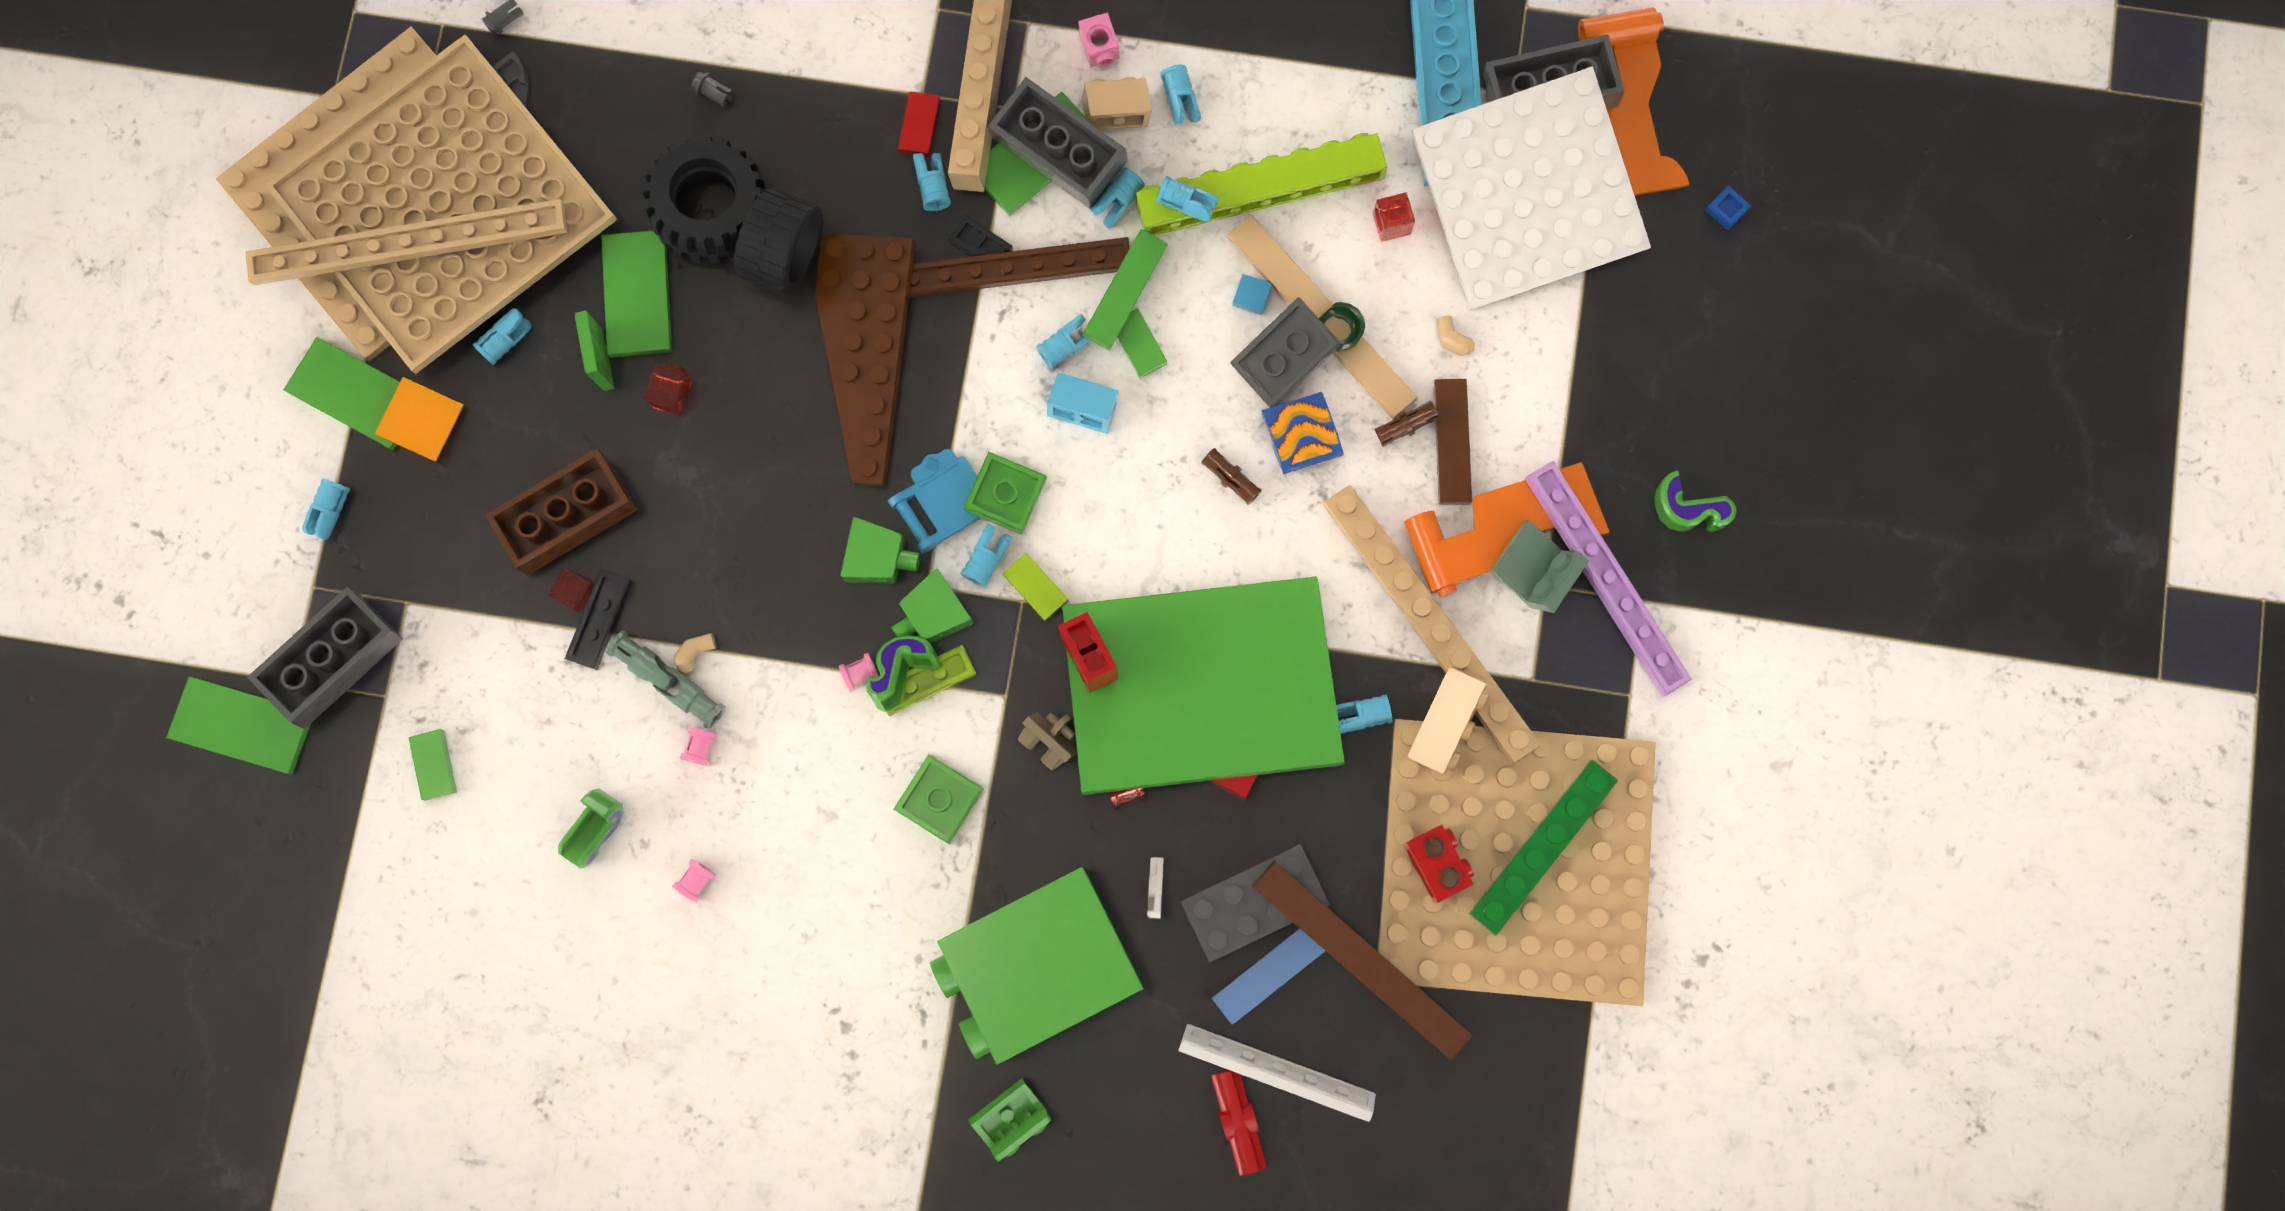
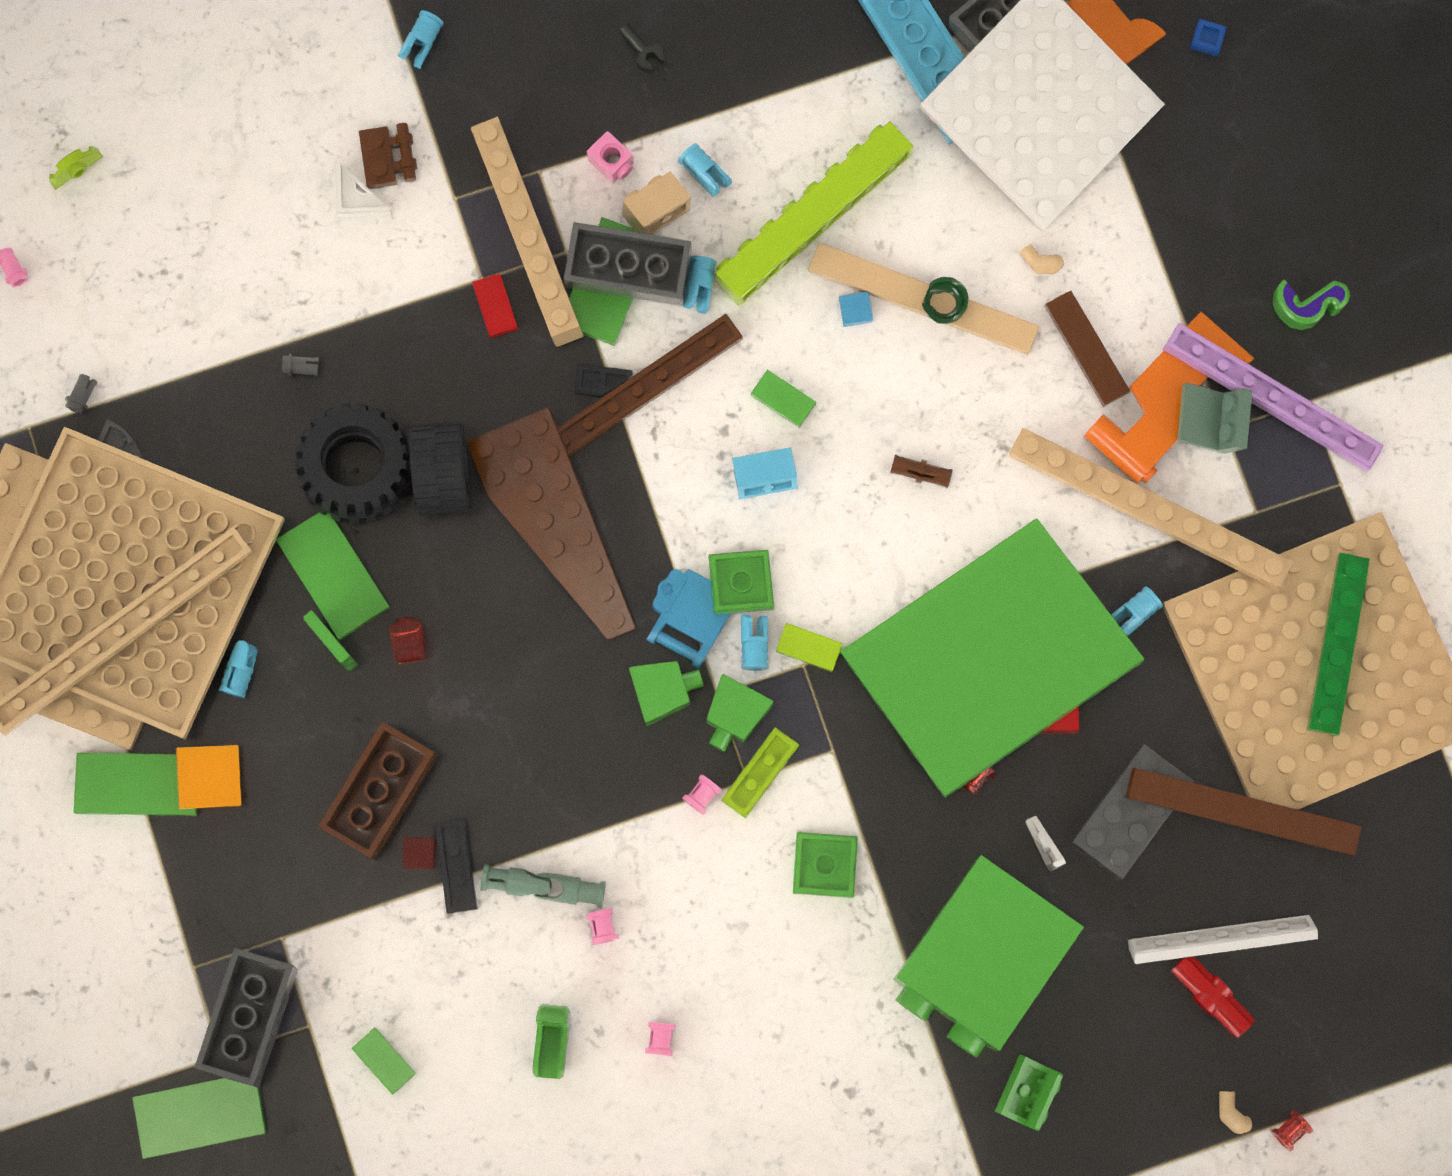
camera: 30 degrees left, 0 degrees up
(325, 509) = (169, 895): medium azure hinge -> none
(684, 656) = (548, 851): tan arm -> none
(893, 664) = (728, 771): bright green animal -> none
(932, 183) = (536, 352): medium azure hinge -> none
(1053, 734) = (903, 769): dark tan hips -> none
(1061, 344) = (720, 432): medium azure hinge -> none
(1088, 652) = (888, 677): red brick -> none
(1125, 289) = (749, 359): bright green tile -> none
(1187, 199) = (763, 257): medium azure hinge -> none
(1267, 975) = (1172, 865): medium blue tile -> none
(1285, 353) = (912, 345): dark grey tile -> none
(1302, 432) = (960, 404): slope -> none
(1393, 217) = (939, 184): clear red brick -> none
(1407, 423) = (1042, 352): reddish brown pin -> none
(1430, 867) = (1259, 708): red brick -> none
(1449, 721) = (1211, 581): brick -> none

